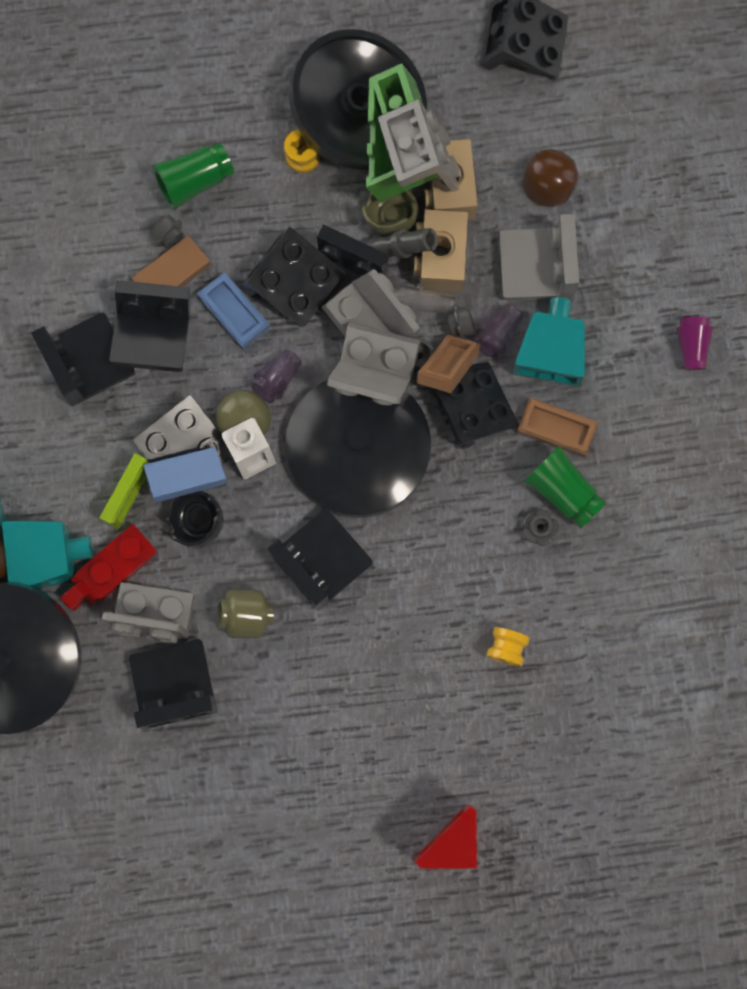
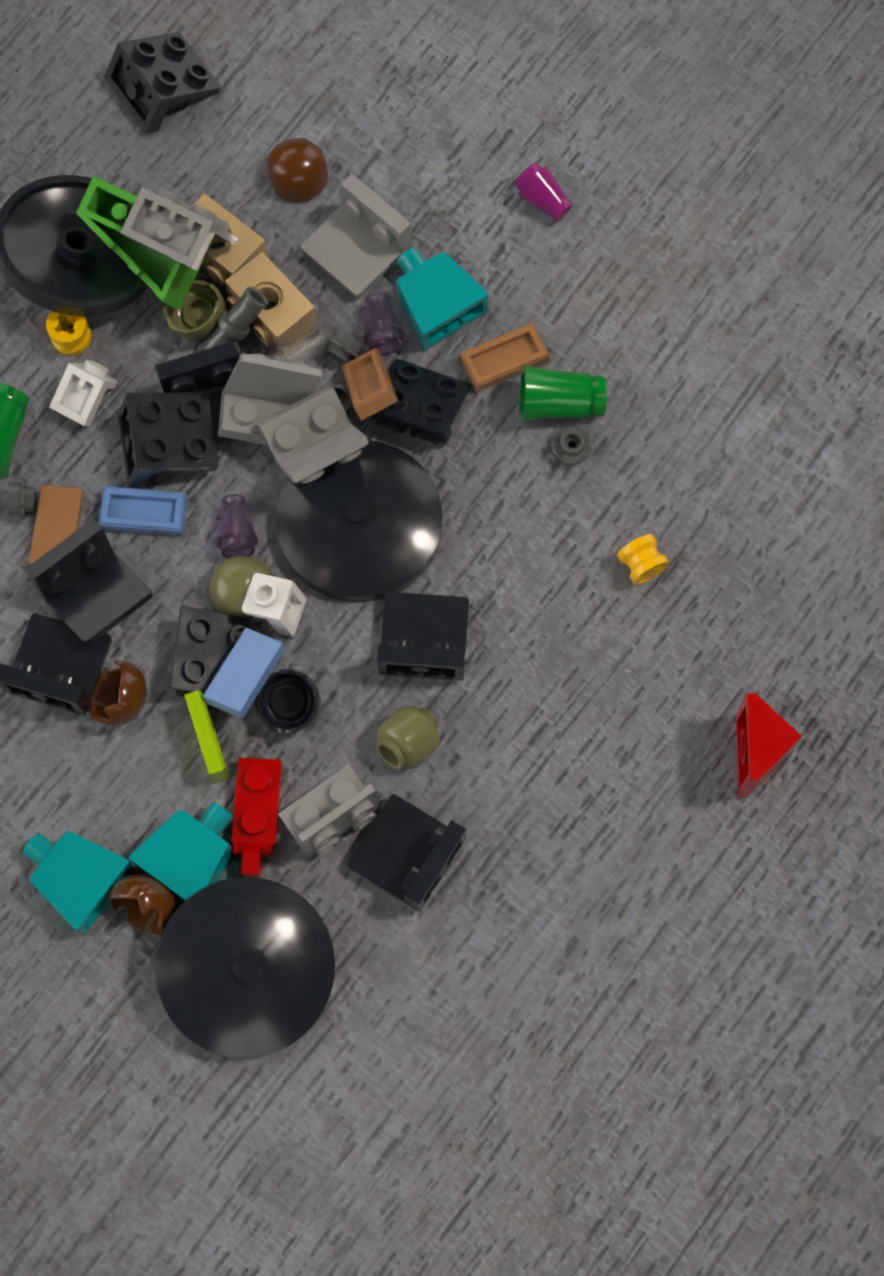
camera: 45 degrees left, 5 degrees down
(100, 414) = (118, 695): none -> reddish brown hair
(271, 197) = (82, 391): none -> white bracket

